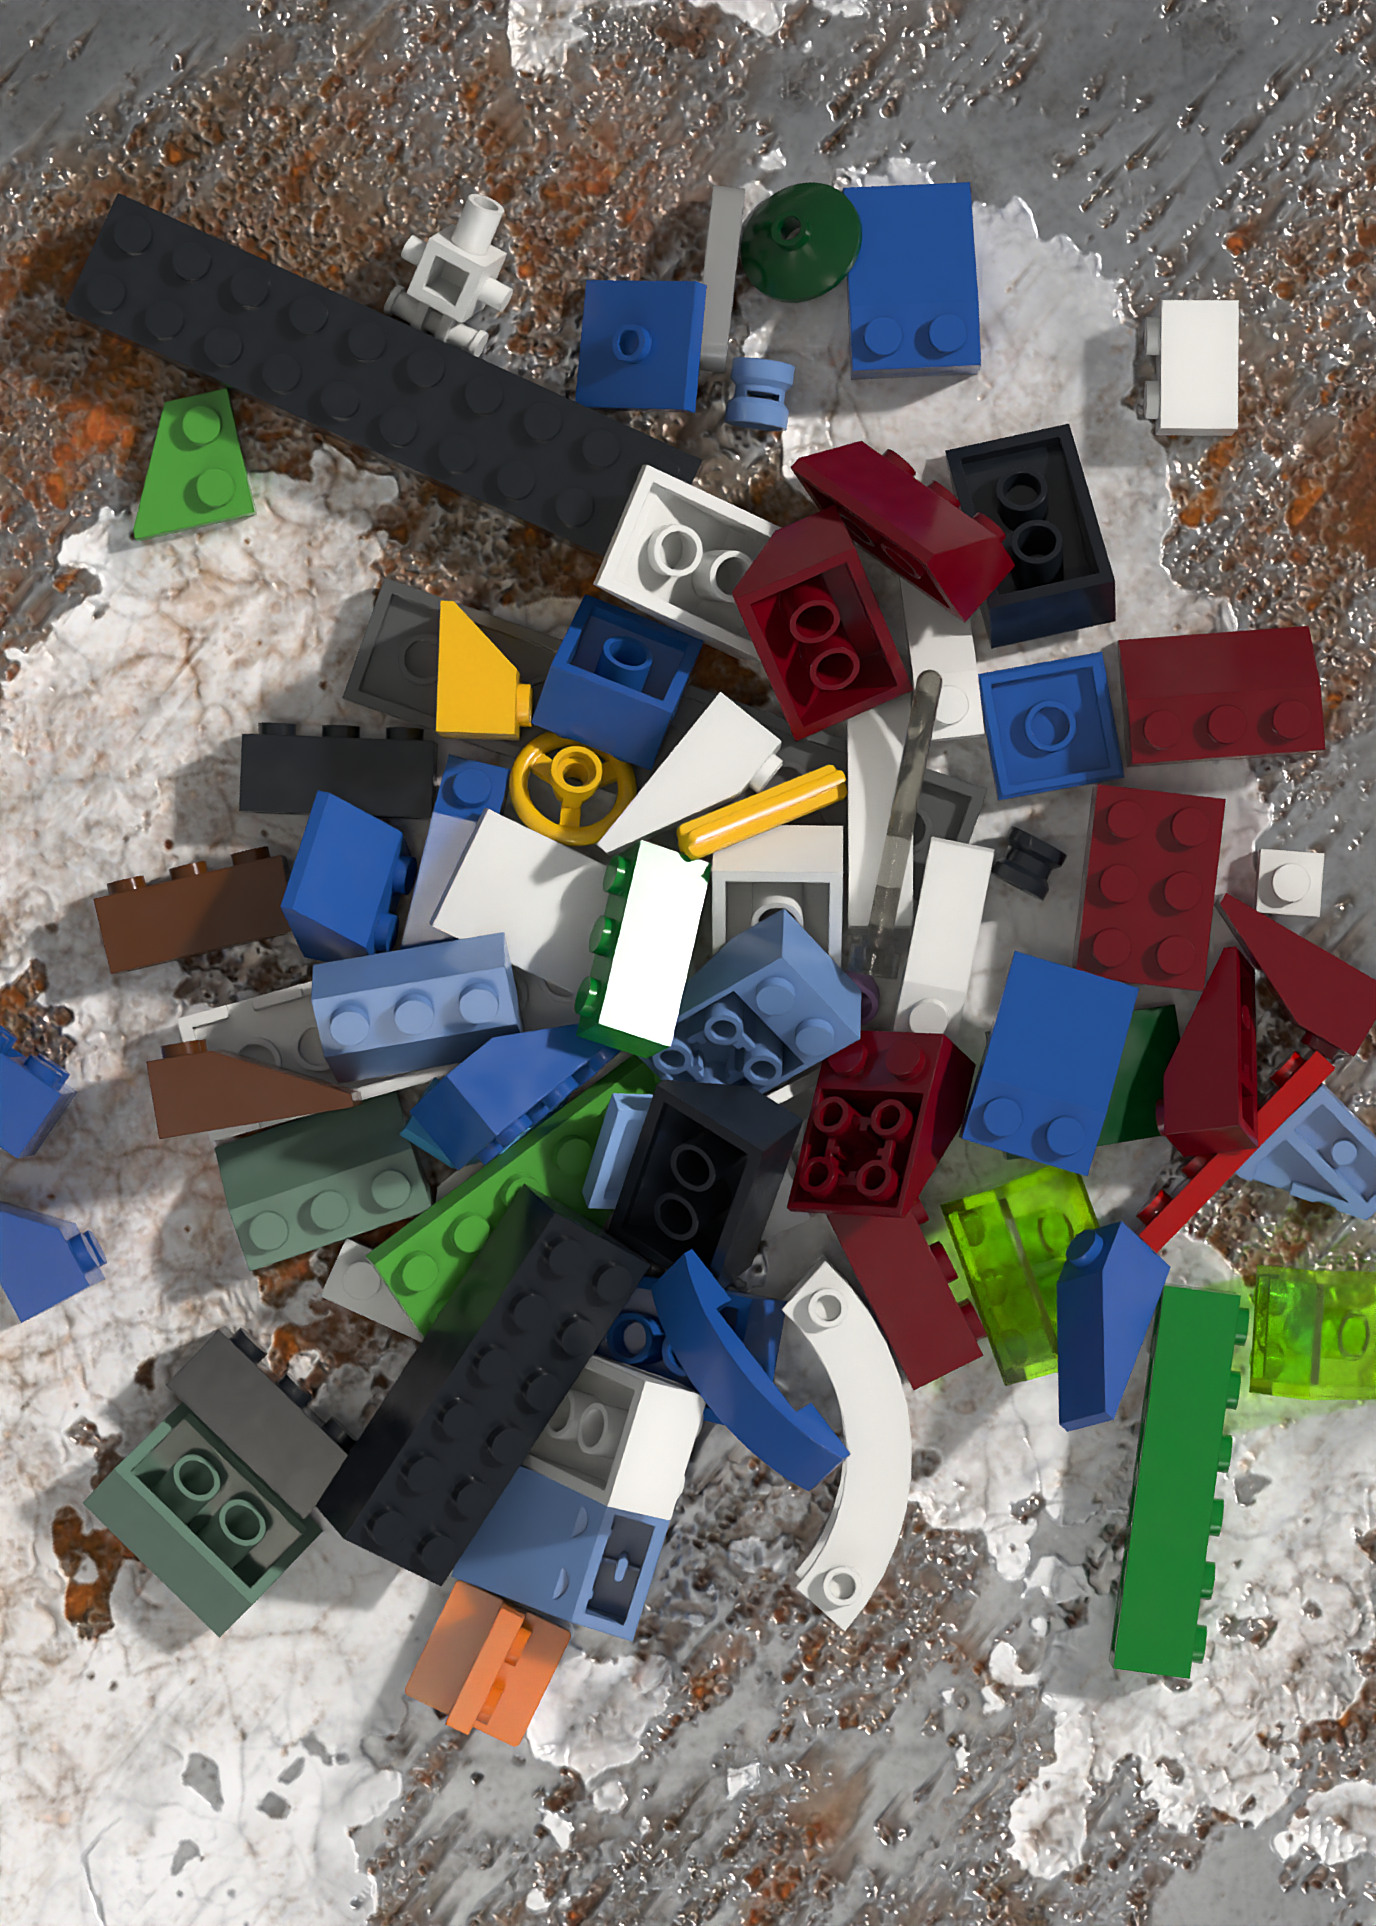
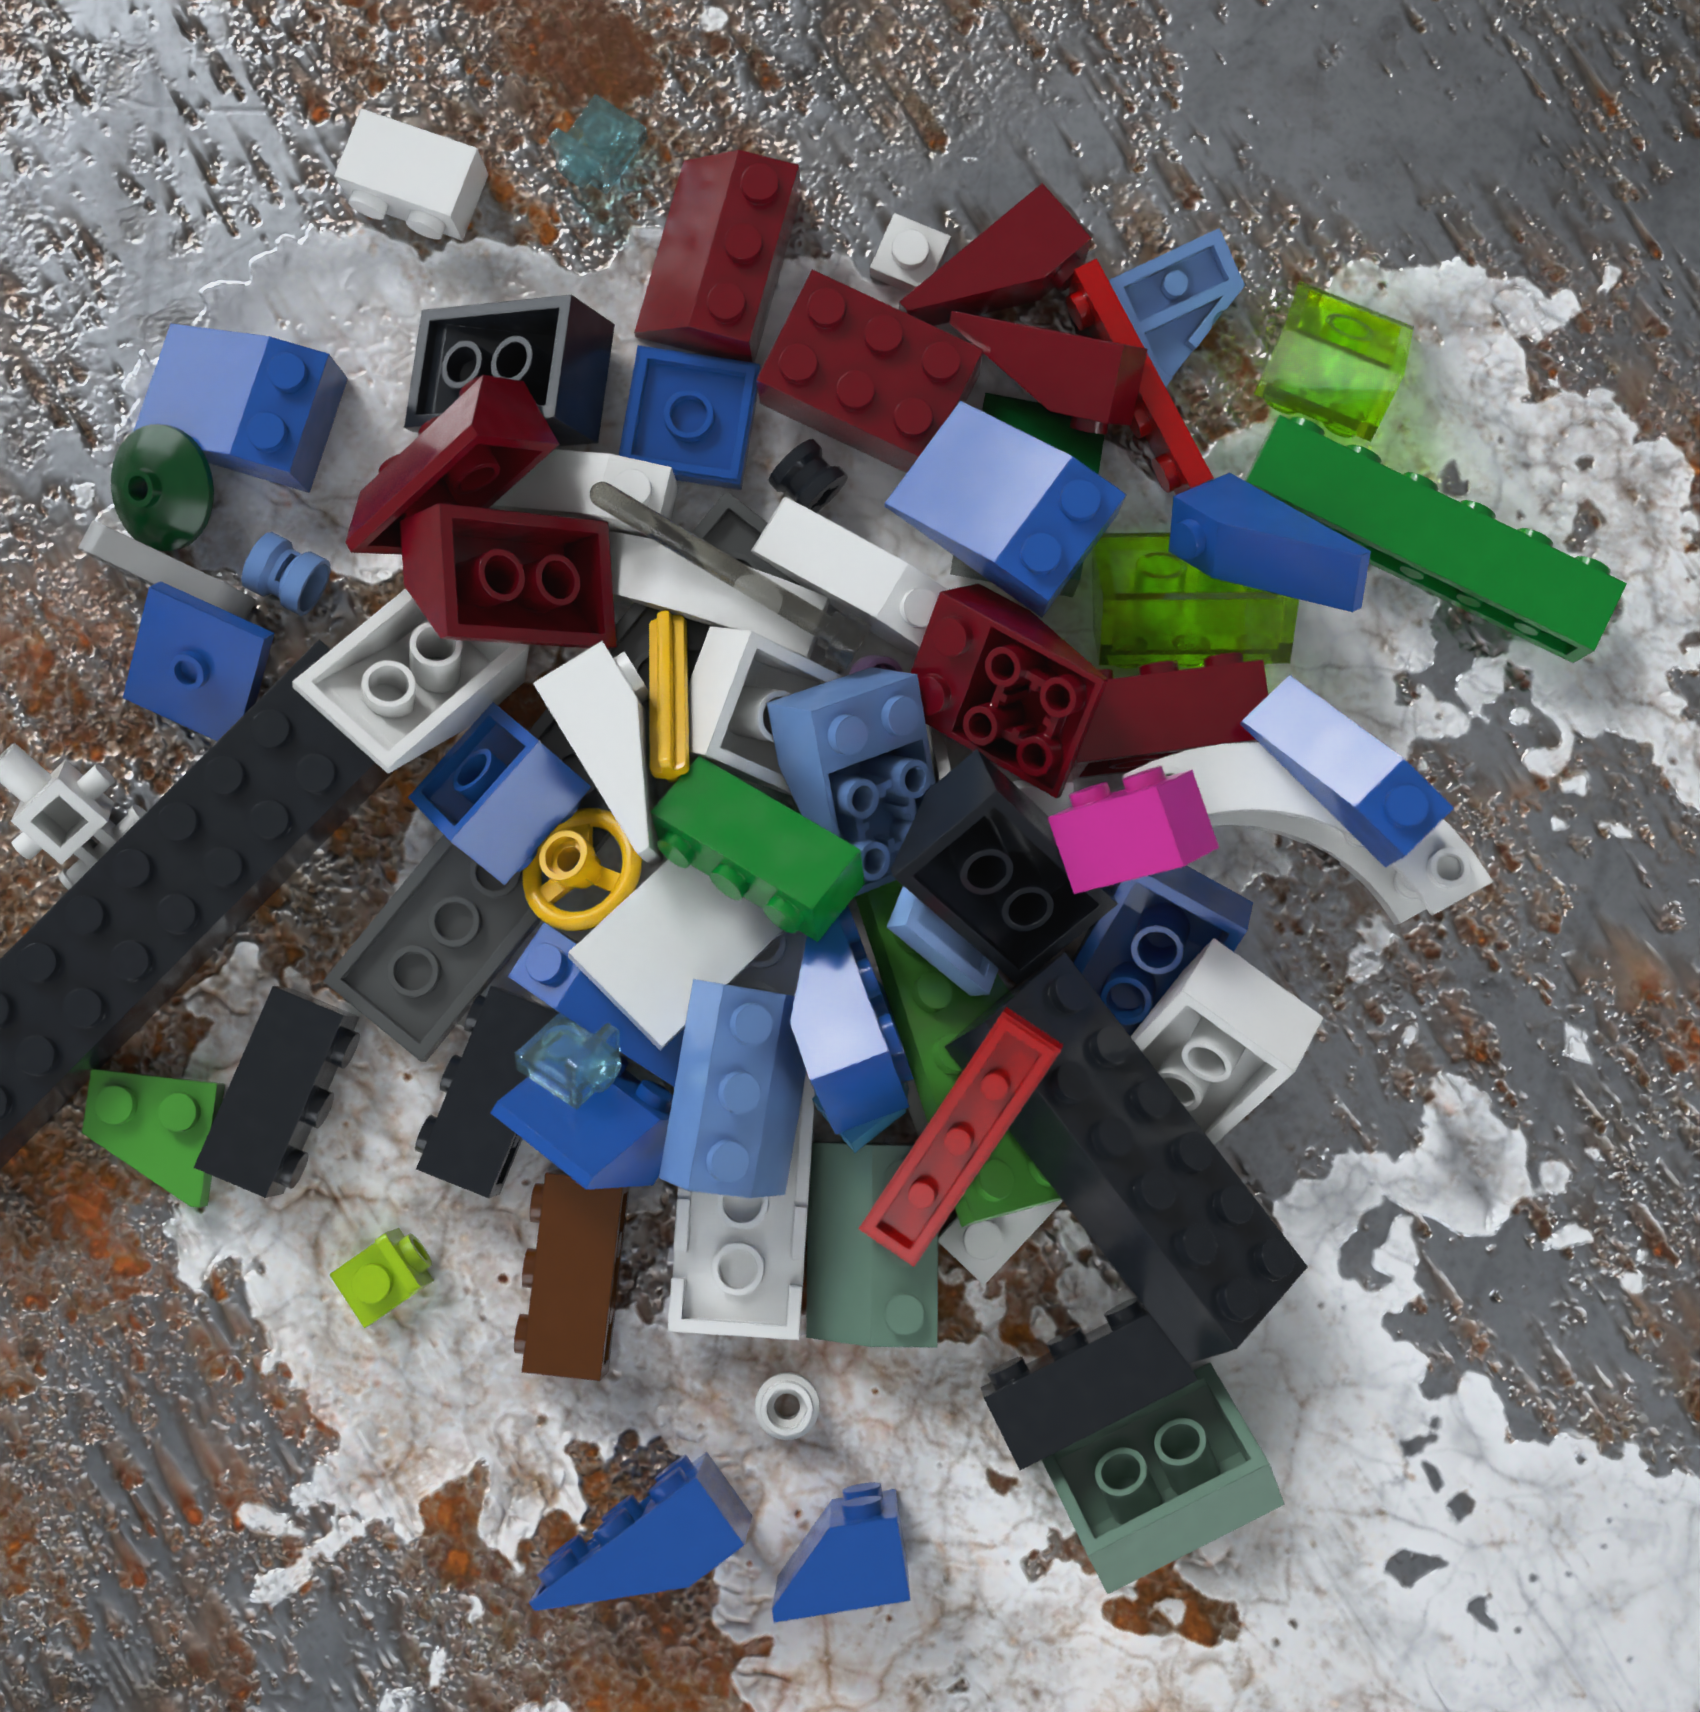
camera: 70 degrees left, 5 degrees down
(126, 1153) = (787, 1426): none -> white plate
(132, 734) = (383, 1275): none -> lime bracket
(222, 1089) = (746, 1322): reddish brown slope -> none
(267, 576) = (279, 1093): none -> black brick
(391, 845) = (571, 1059): none -> clear light blue bracket
(445, 1226) = (961, 1136): none -> red tile
(477, 685) = (445, 919): yellow slope -> none
(487, 1663) = (1392, 1248): orange bracket -> none
(565, 1554) = (1319, 1134): medium blue slope -> none
(734, 1383) = (1208, 906): blue slope -> none
(774, 1286) = (1133, 831): none -> dark pink brick
(896, 1459) = (1348, 771): none -> slope
(1294, 536) = (597, 145): none -> clear light blue bracket

